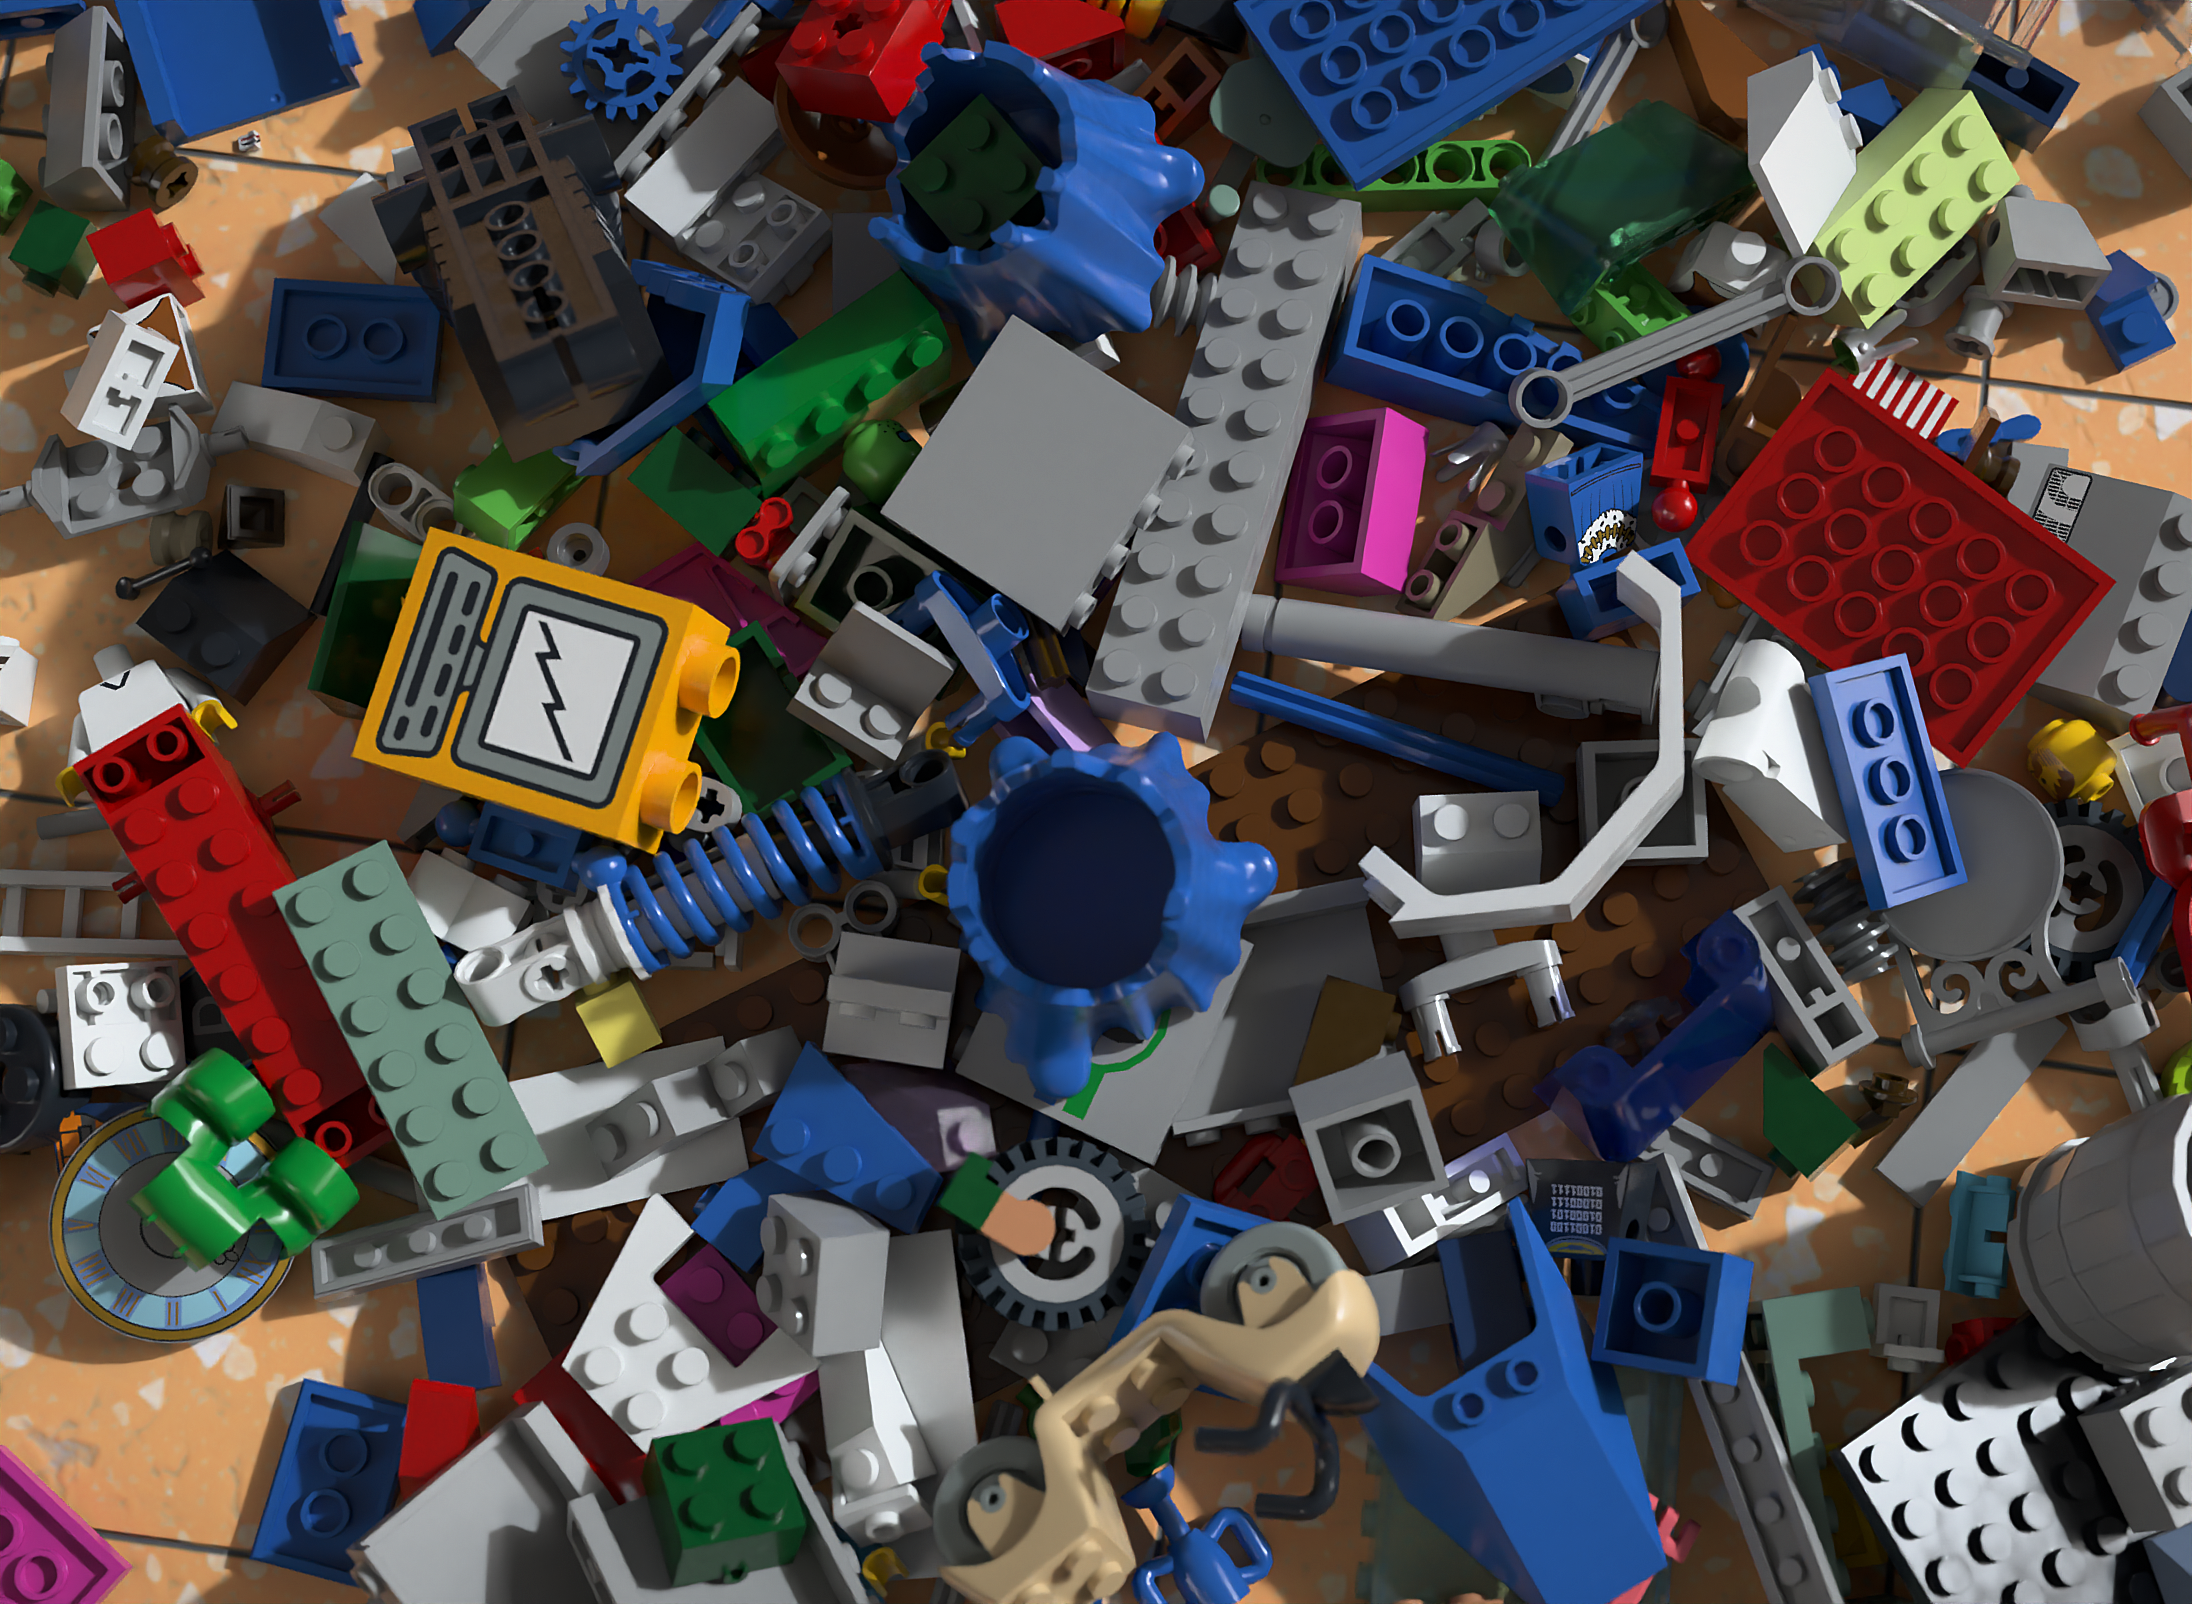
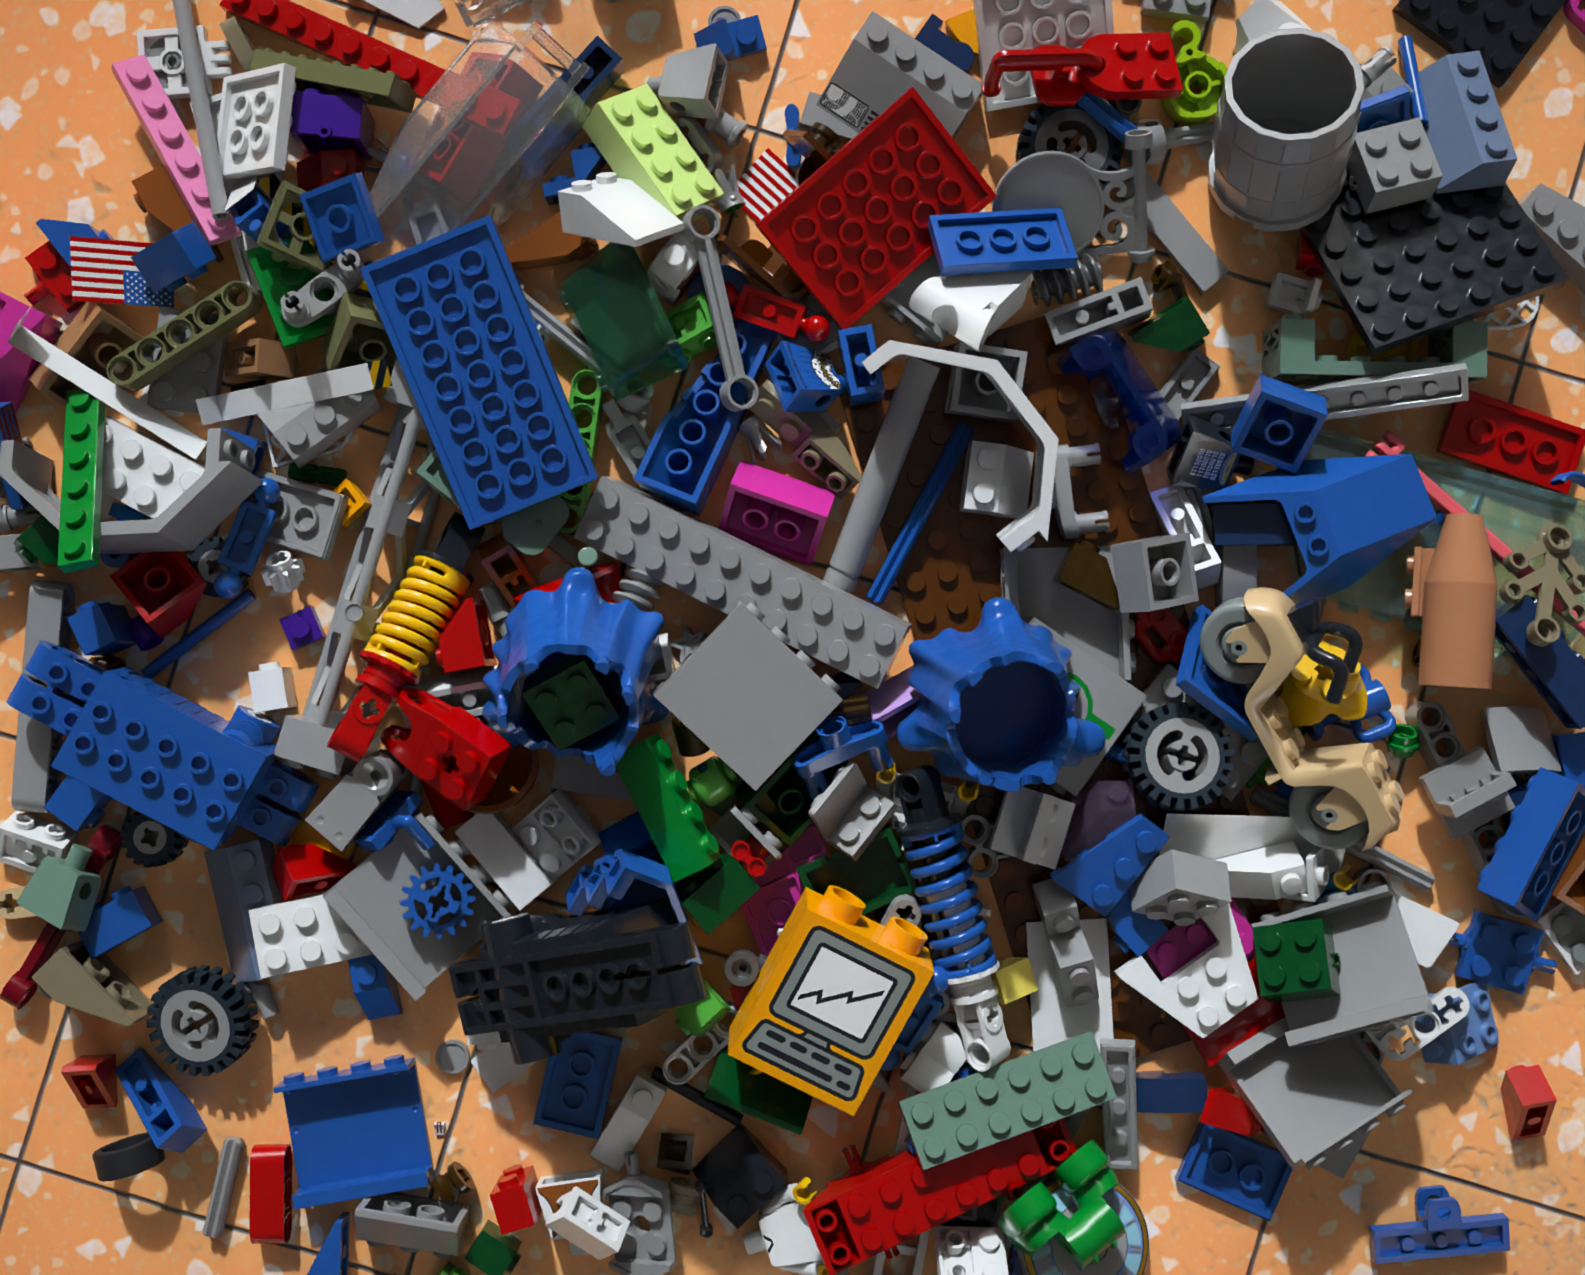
camera: 80 degrees left, 10 degrees up
(369, 143) = (452, 1056): none -> light grey piece
(1013, 1224) = (1177, 782): leg -> none
(1211, 1518) = (1306, 693): none -> yellow brick
(1971, 1261) = (1236, 240): medium azure hinge -> none
(2071, 760) = (995, 132): yellow head -> none

